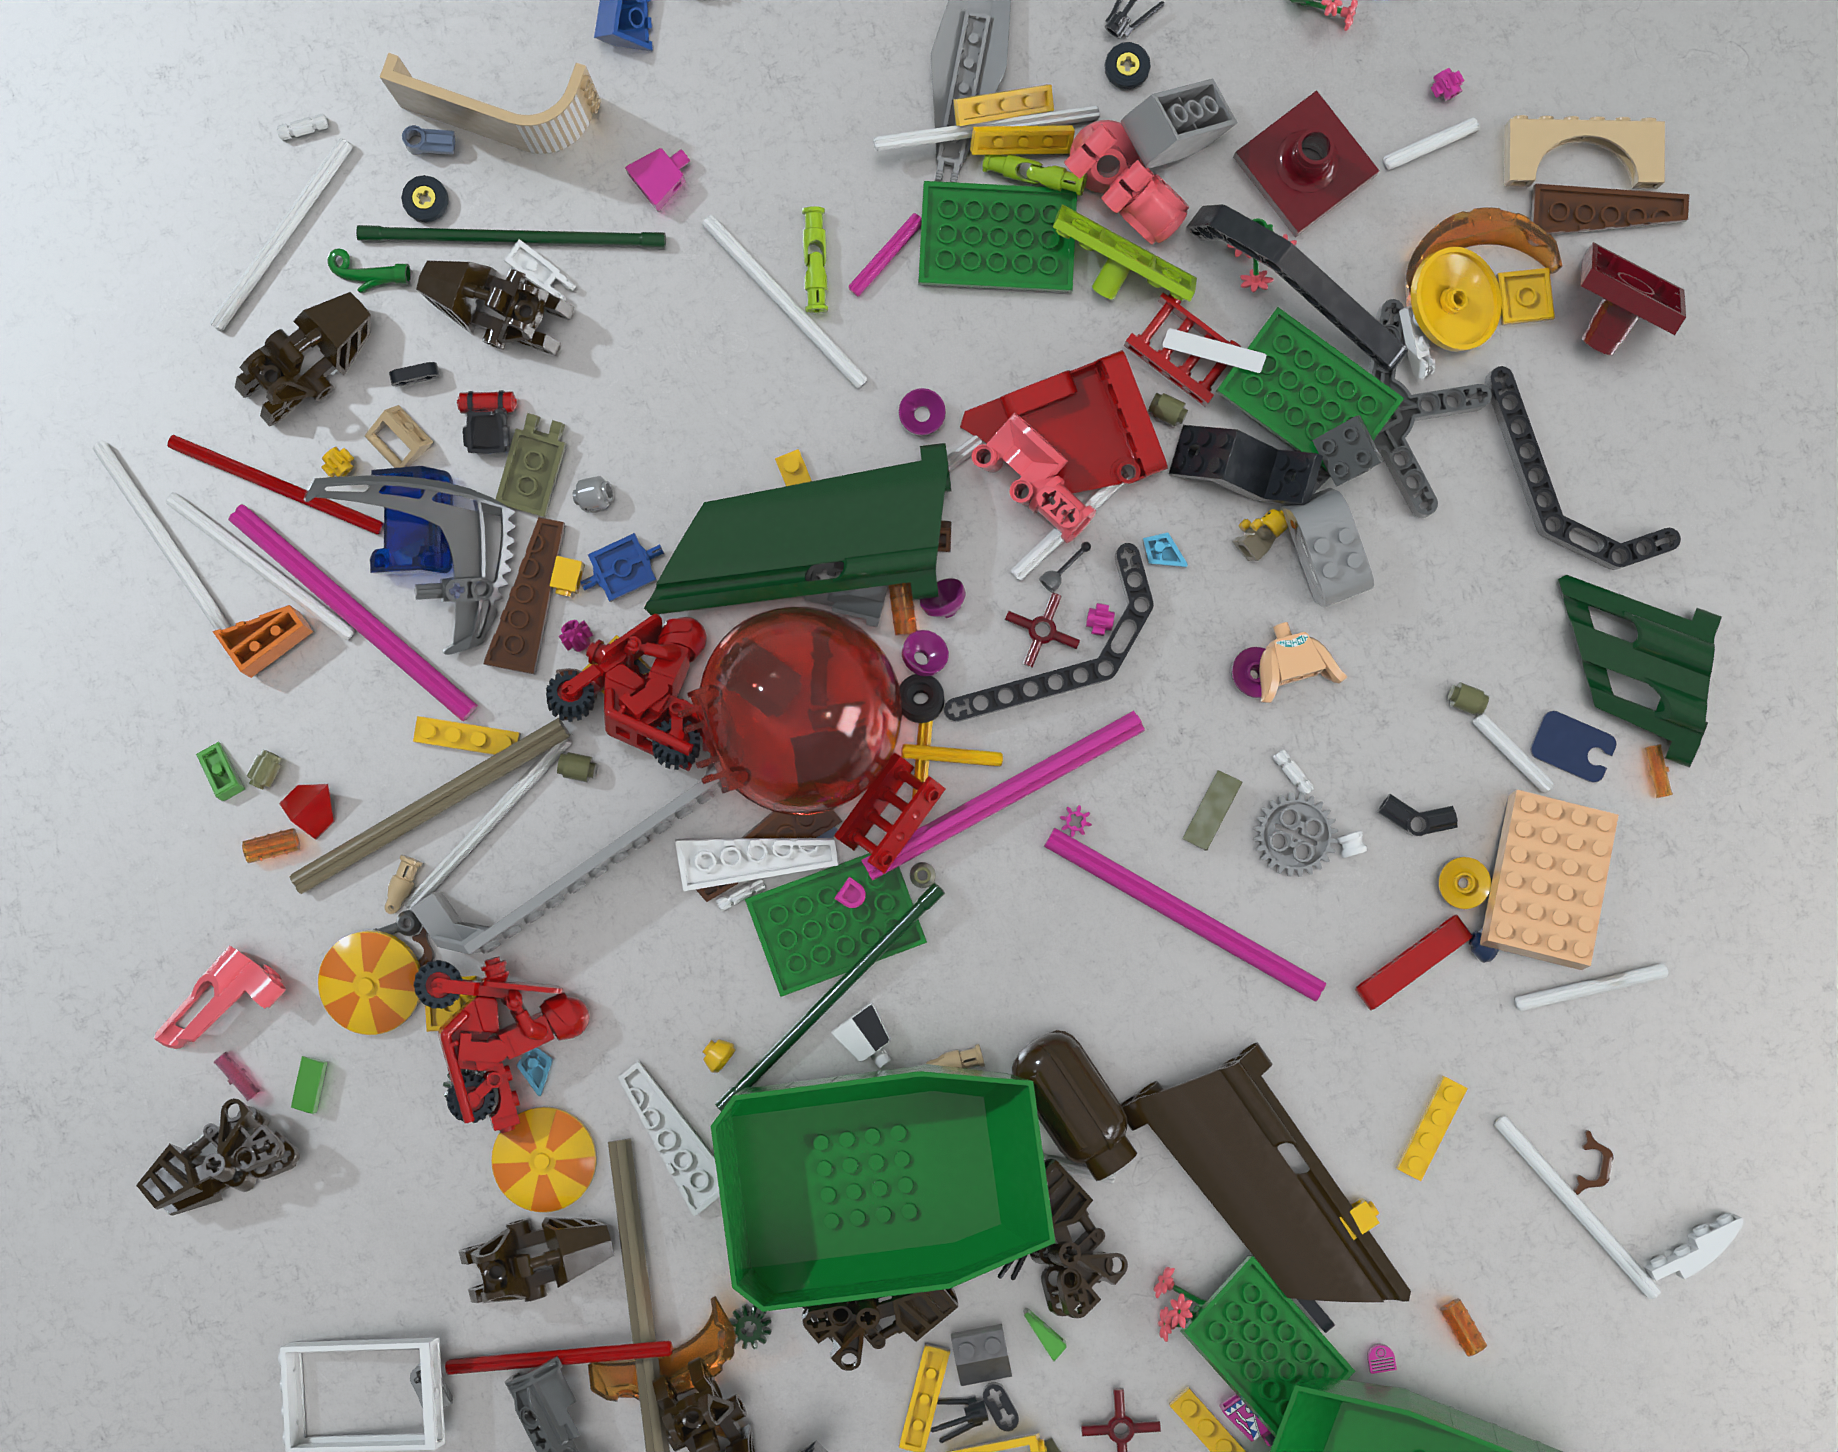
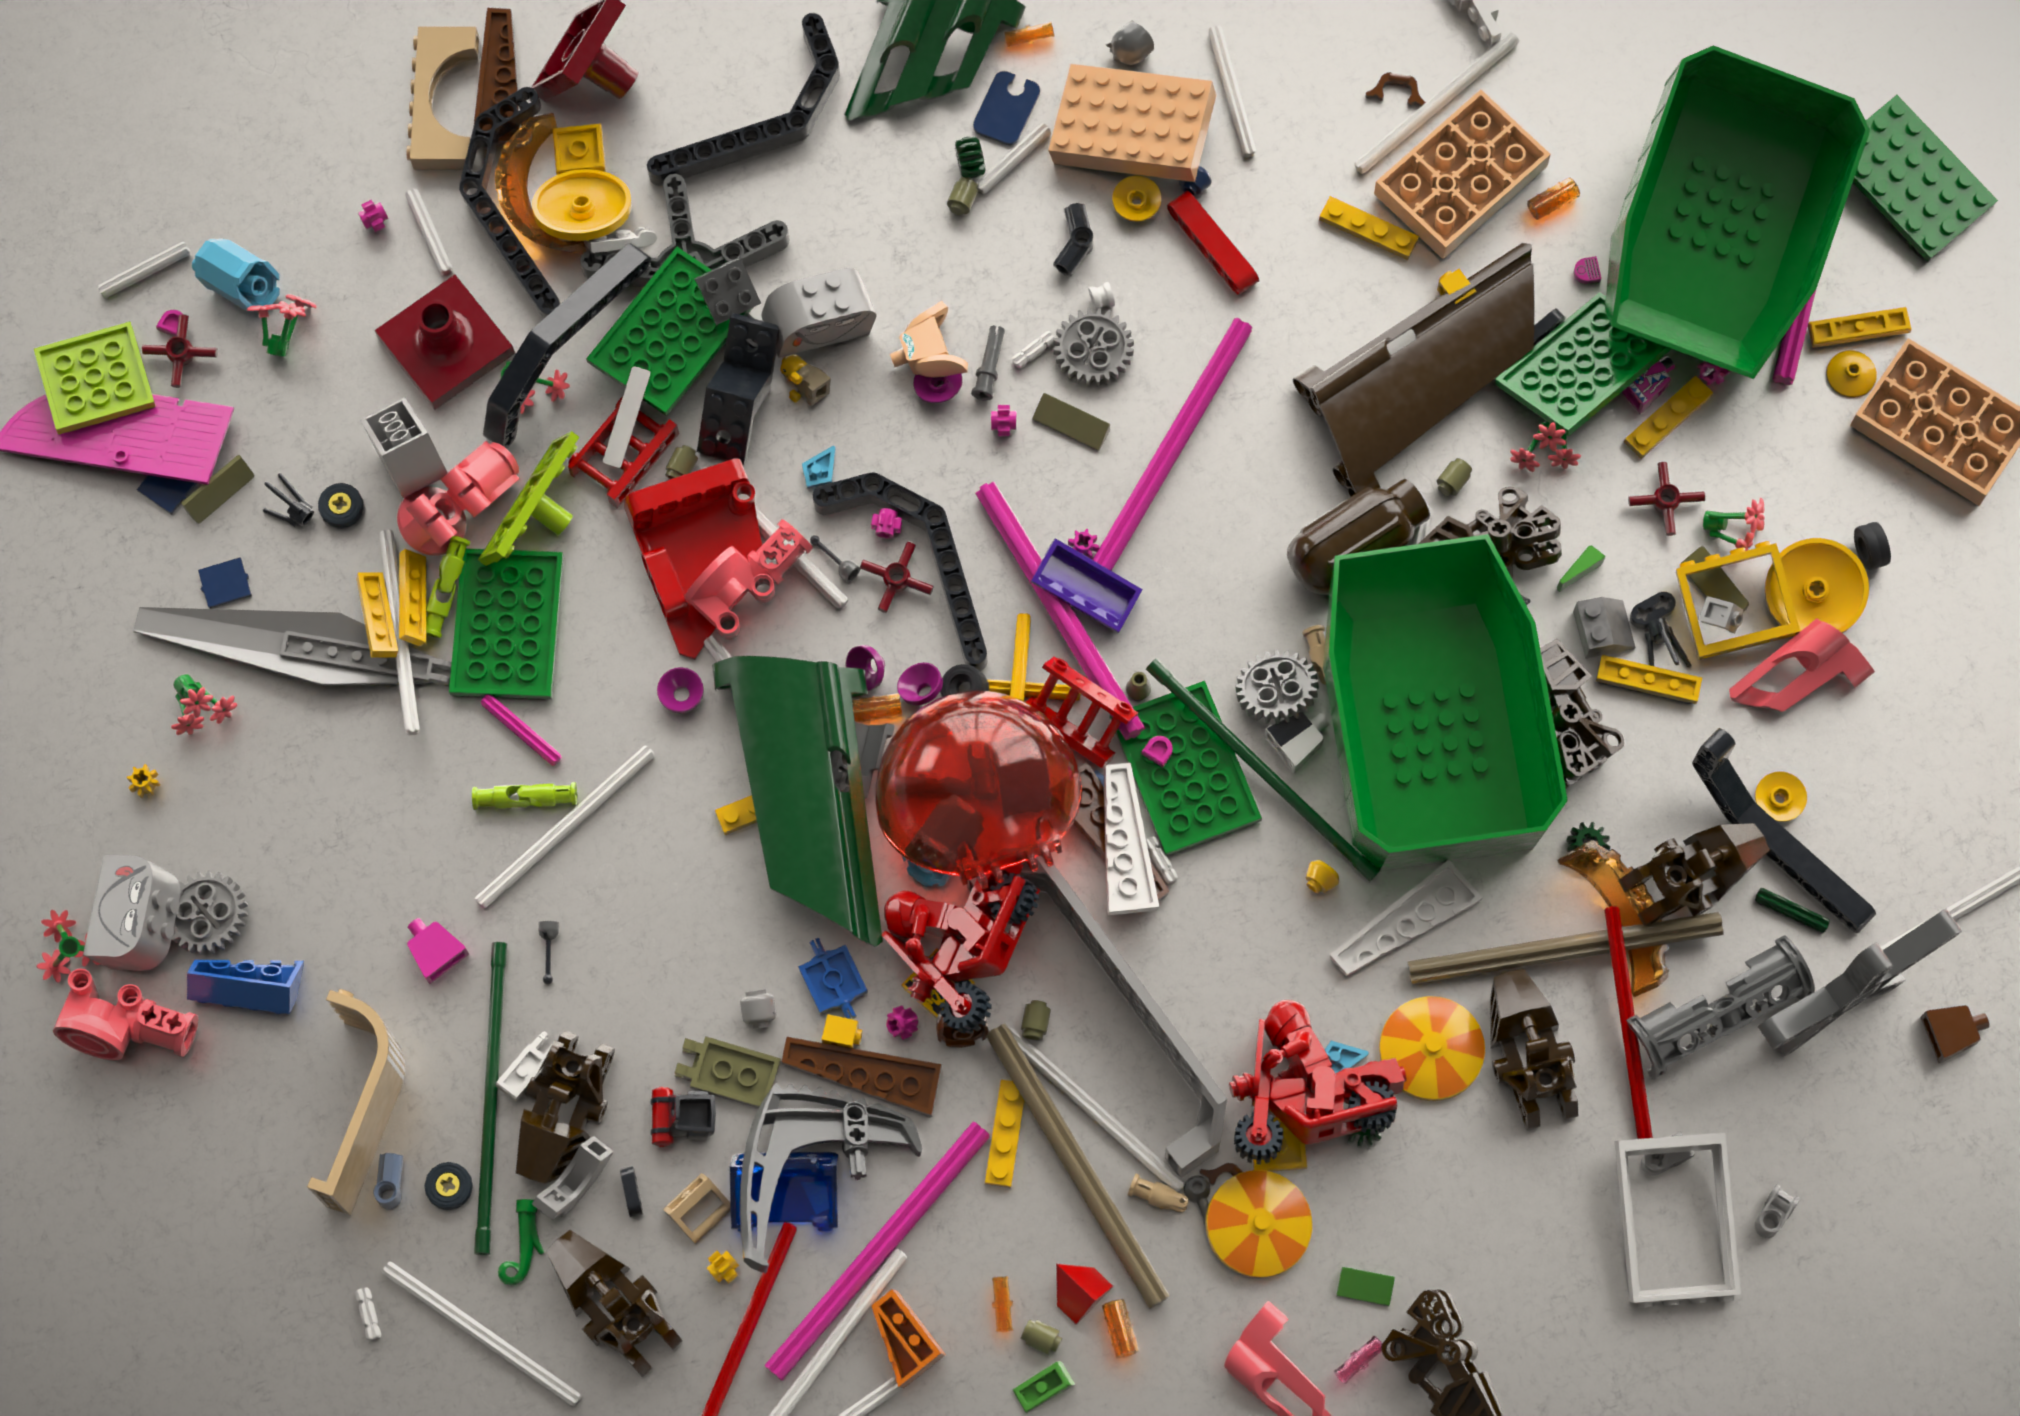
camera: 90 degrees left, 15 degrees down
(297, 732) = (1002, 1304): none -> clear orange pin
(421, 316) = (575, 1180): none -> light grey arch
(676, 287) = (548, 930): none -> hinge
(912, 994) = (1261, 696): none -> light grey gear
(1026, 822) = (1086, 585): none -> dark purple slope
(1146, 1207) = (1454, 477): none -> olive brick
(1212, 740) = (1003, 420): none -> dark pink gear
(1267, 723) = (987, 372): none -> dark grey pin
(1464, 196) = (481, 198): none -> black beam
(1490, 1231) = (1461, 174): none -> light nougat brick
(1511, 706) = (970, 157): none -> dark green gear
(1644, 879) = (1131, 44): none -> dark grey helmet

